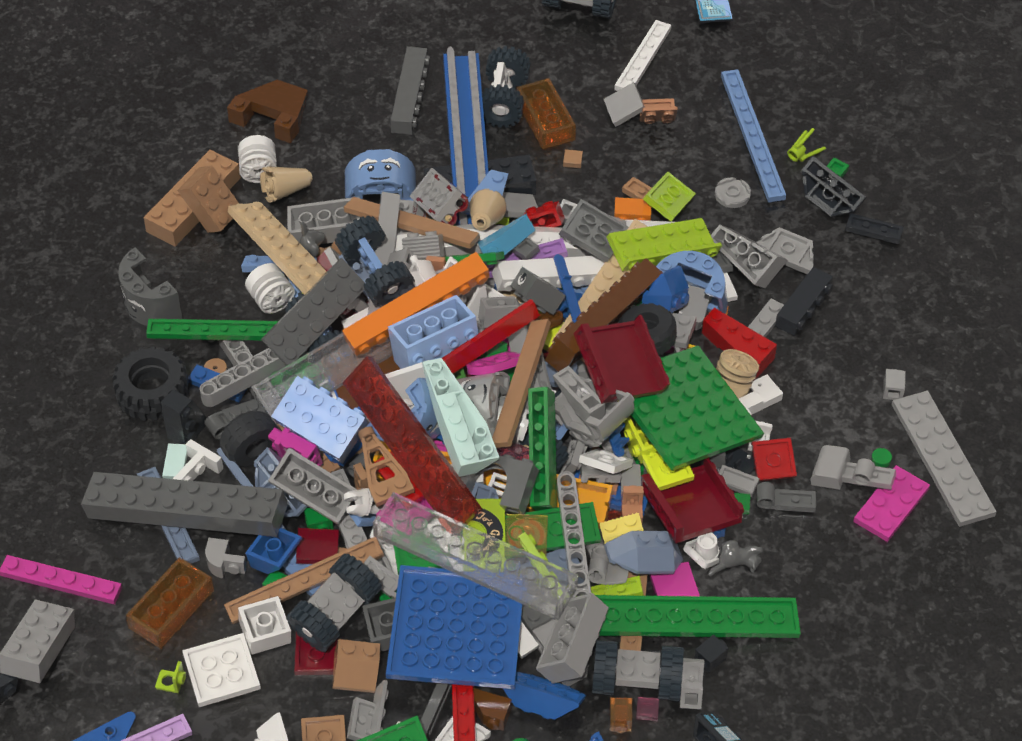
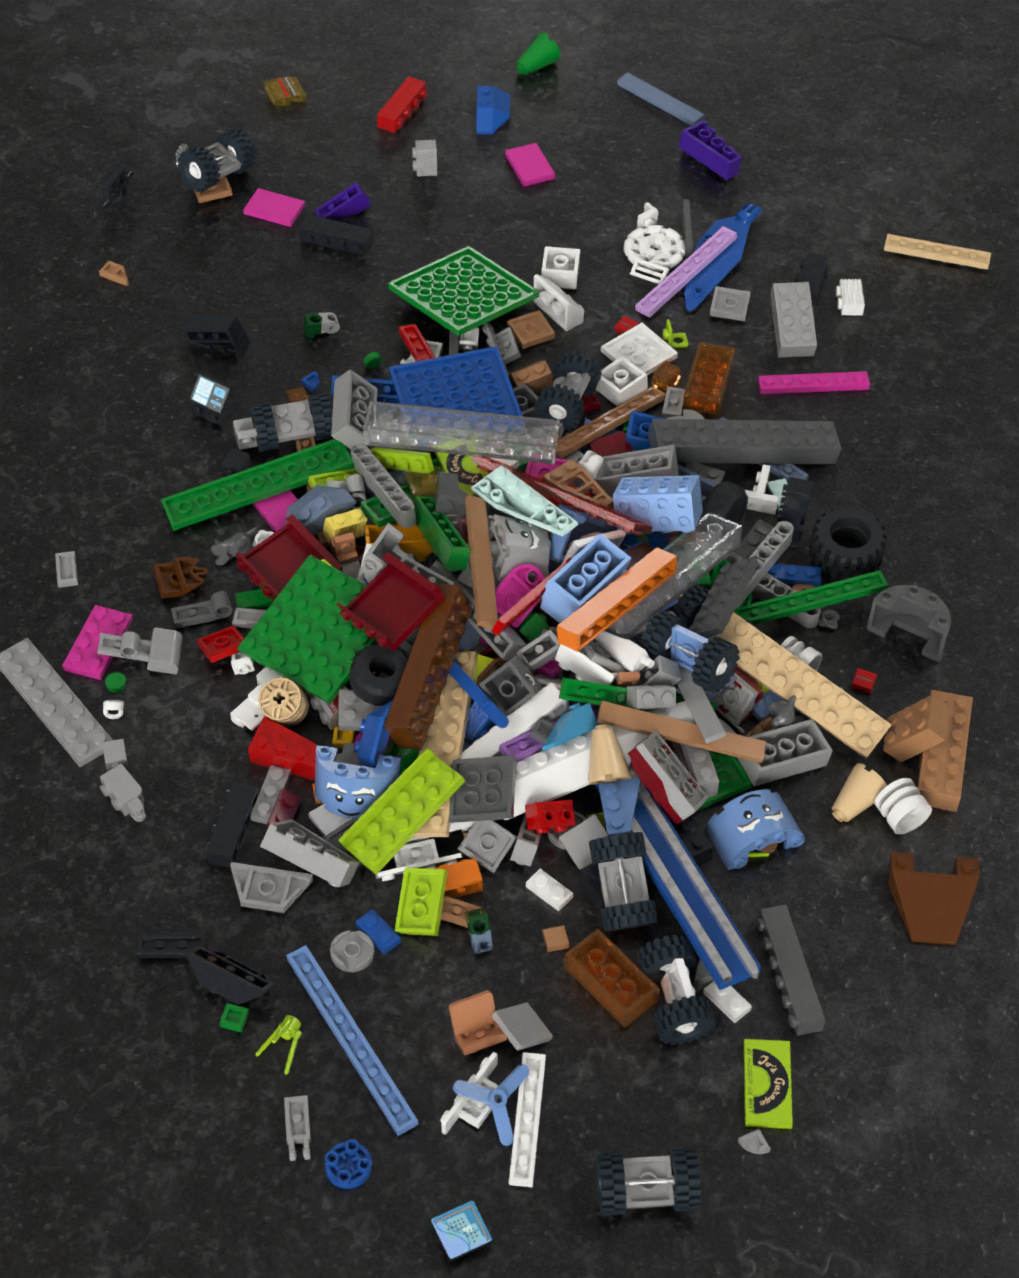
camera: 160 degrees right, 0 degrees up
(84, 704) = (730, 303): none -> light grey plate
(210, 625) = (666, 376): none -> clear orange brick
(214, 714) = (625, 324): none -> red tile
(216, 274) = (864, 680): none -> red tile
(221, 593) = (673, 402): none -> light grey plate
(466, 33) = (767, 1084): none -> lime tile
(493, 10) = (754, 1142): none -> light grey tile
(511, 146) = (623, 881): none -> plate
(561, 190) = (549, 890): none -> white plate
(631, 168) = (479, 930): none -> leg
(662, 64) = (486, 1096): none -> medium blue piece
(676, 73) = (470, 1109): none -> white bracket
(708, 199) = (379, 931): none -> blue plate
(757, 302) = (284, 807): none -> dark red plate
(777, 67) = (348, 1164): none -> blue tile
(799, 541) = (179, 577): none -> reddish brown plate
(806, 95) = (297, 1124): none -> light grey hinge
(888, 431) = (113, 705): none -> white tile
(891, 350) = (124, 792): none -> light grey hinge
(911, 590) = (66, 569): none -> light grey tile

